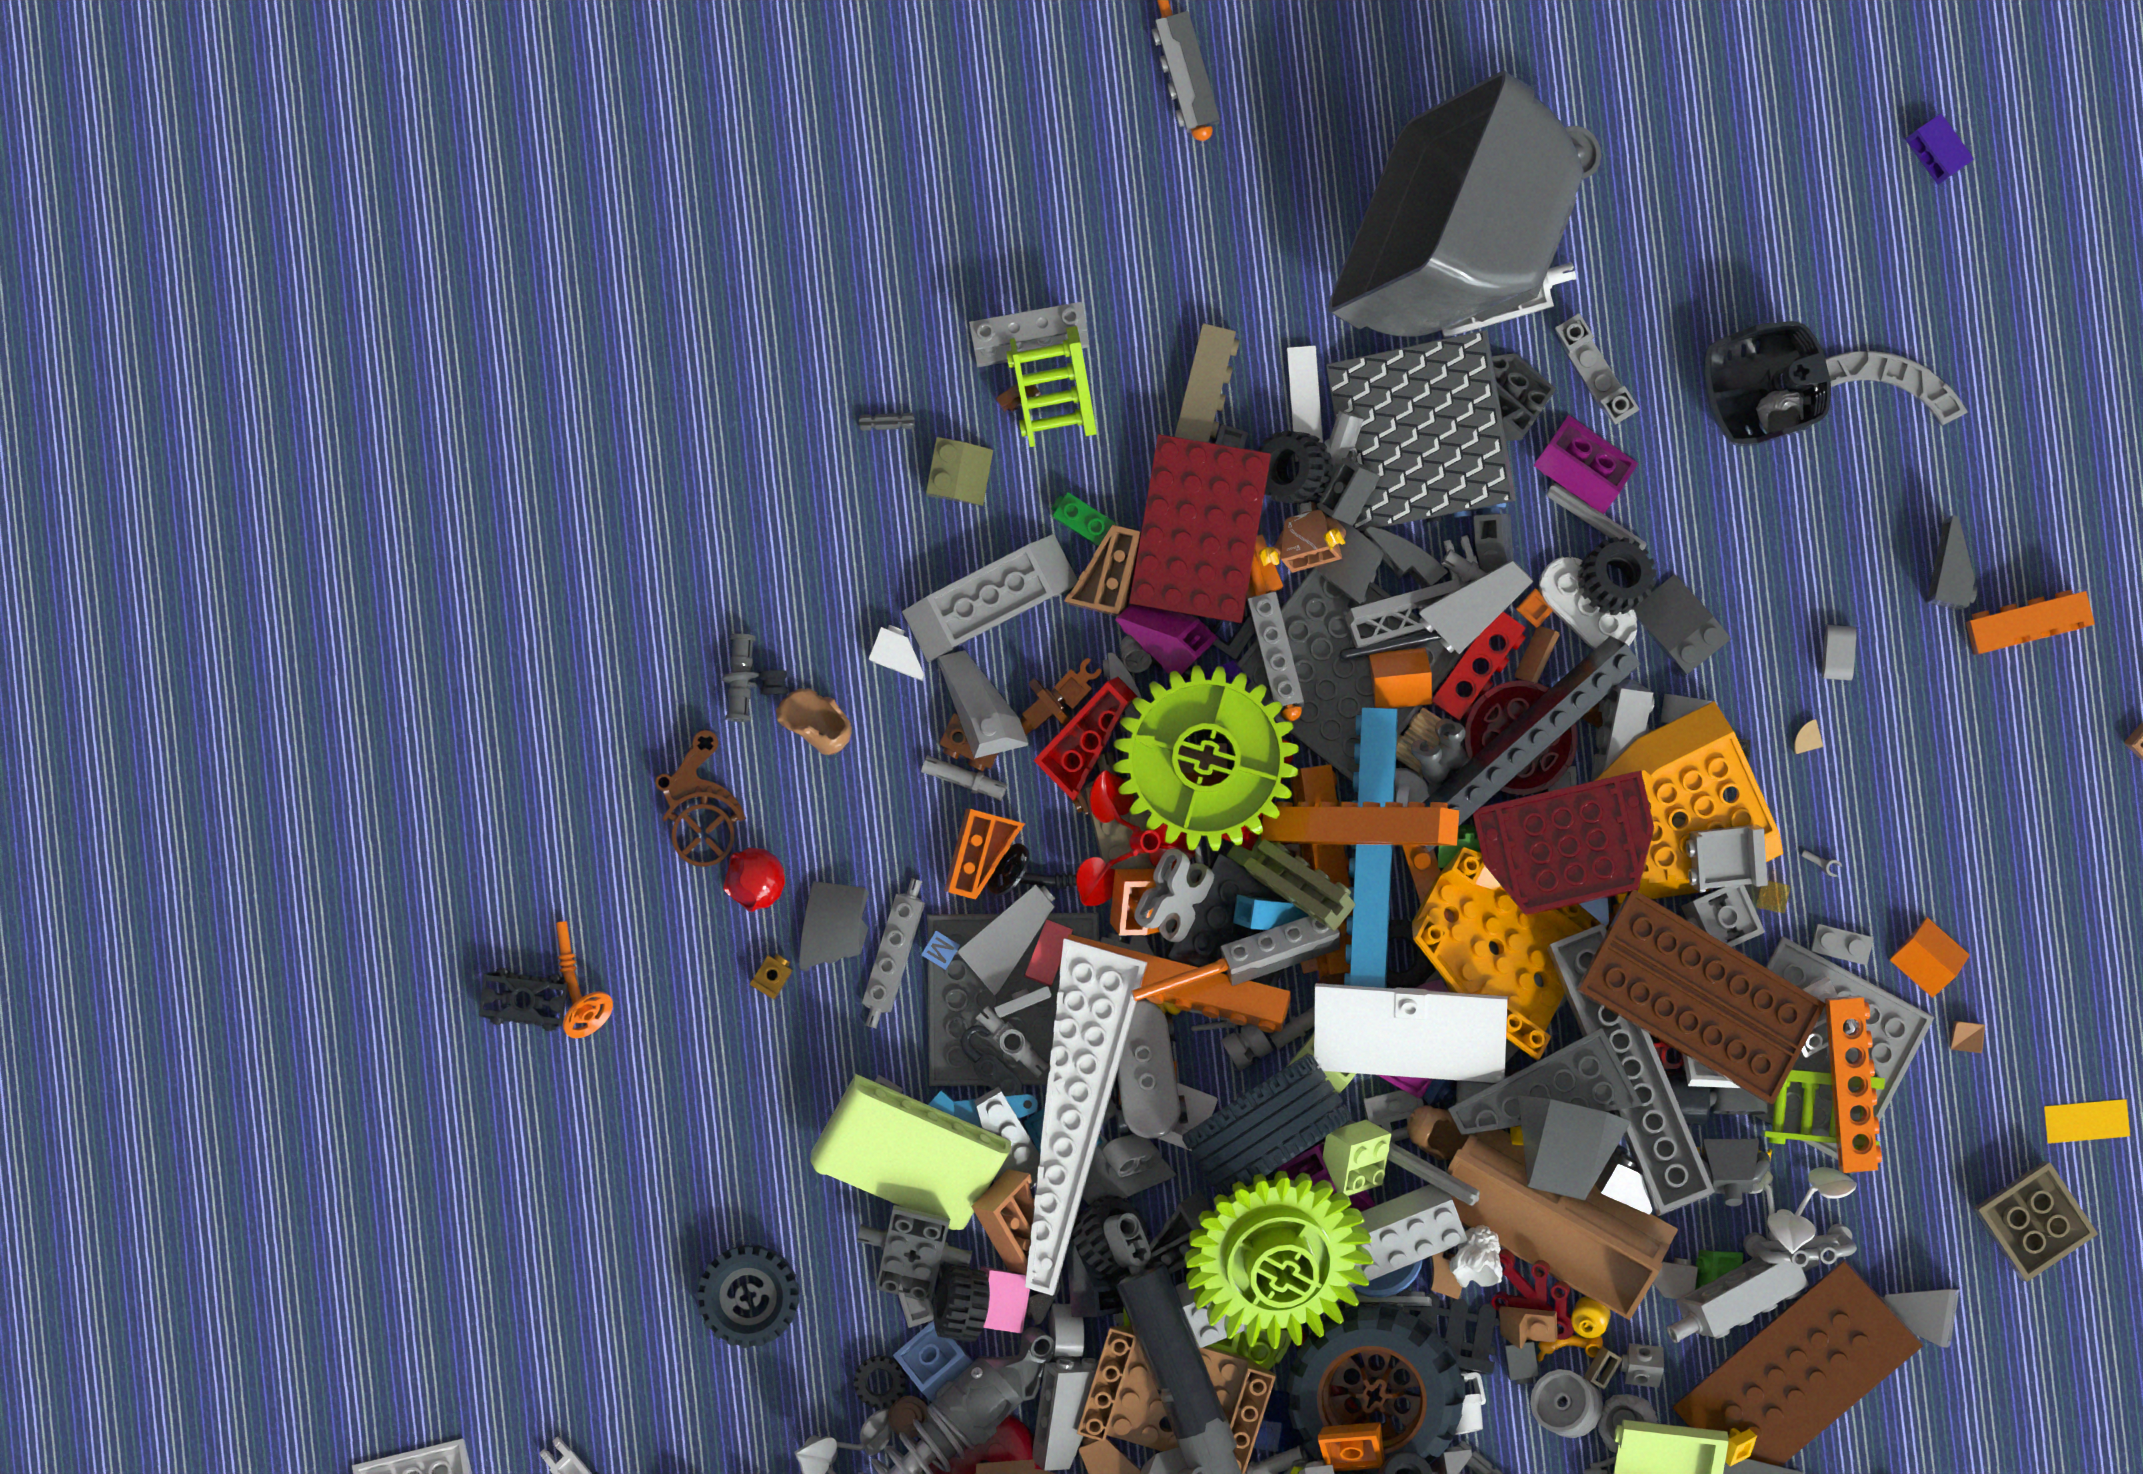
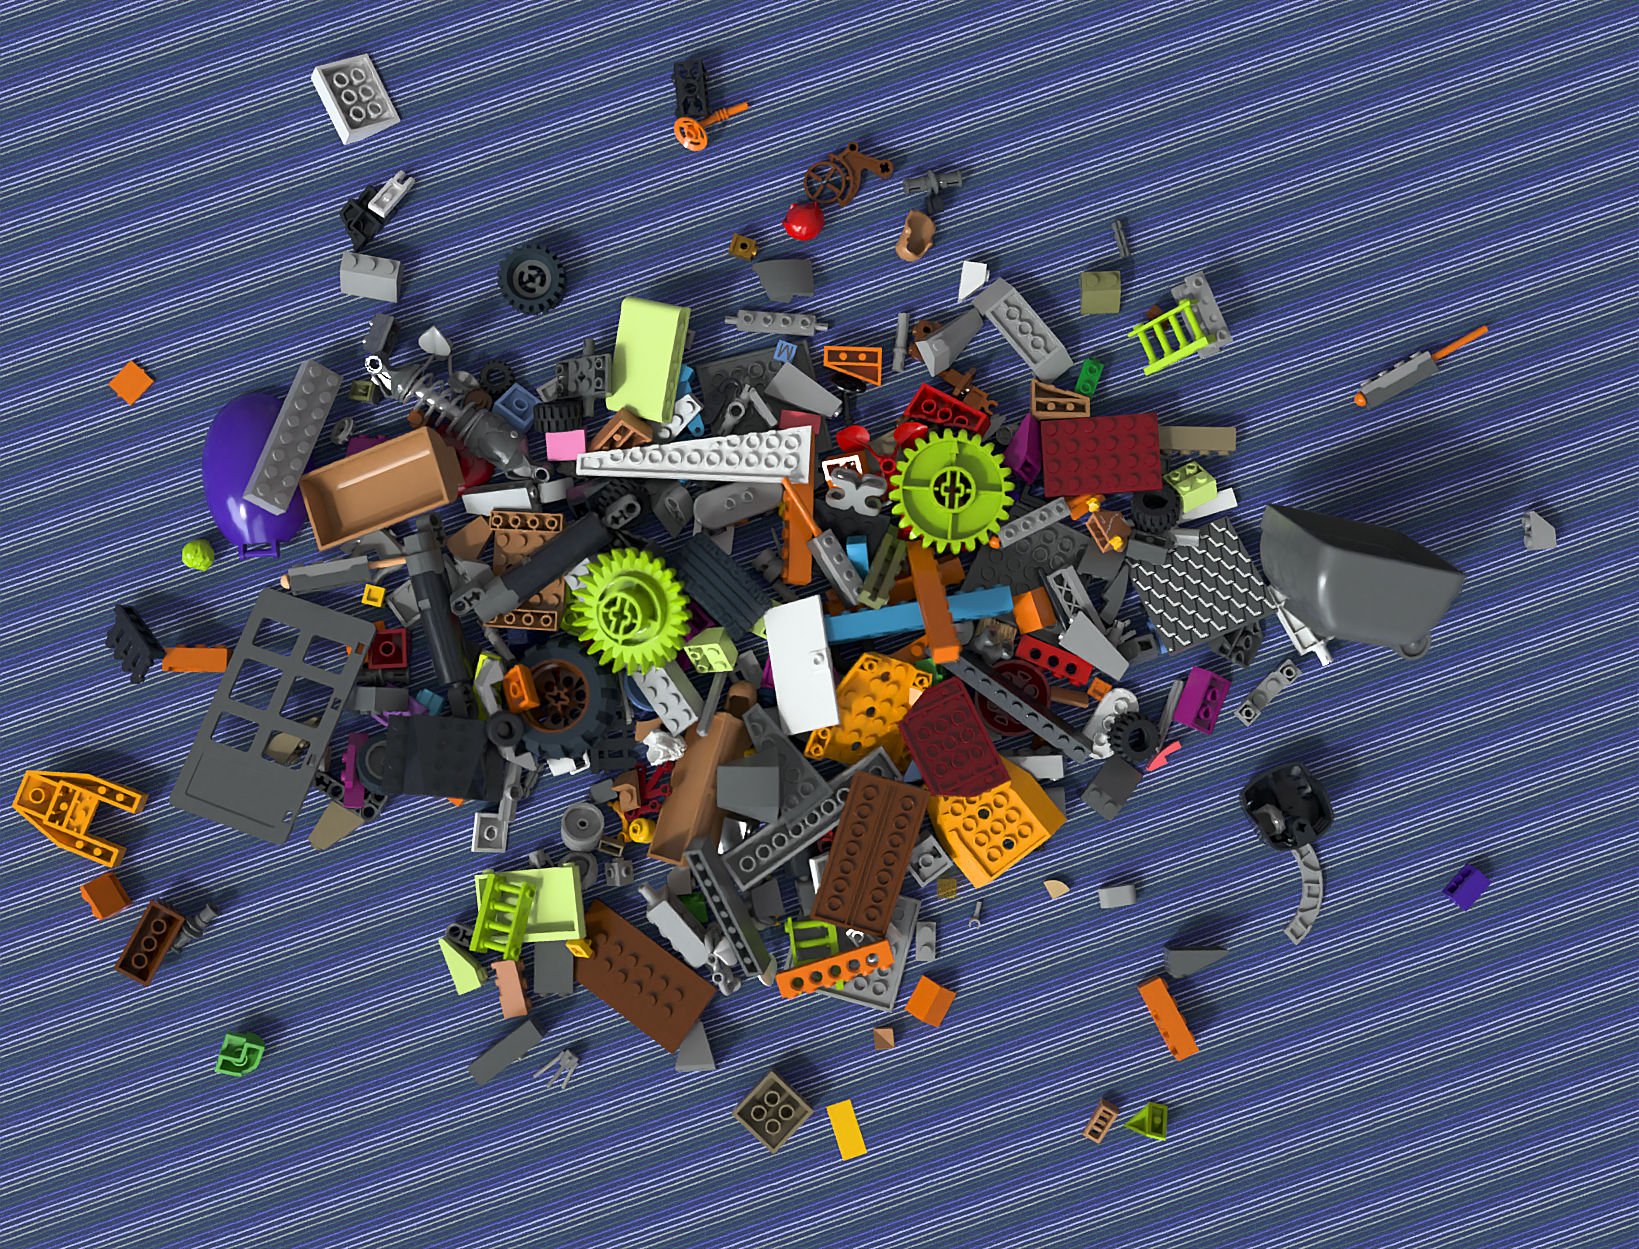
camera: 70 degrees right, 0 degrees up
(1272, 406) = (1192, 484): none -> yellowish green slope
(1656, 547) = (1159, 758): none -> coral slope
(1727, 857) = (966, 851): light grey panel -> none
(1730, 1217) = (727, 905): none -> dark grey brick

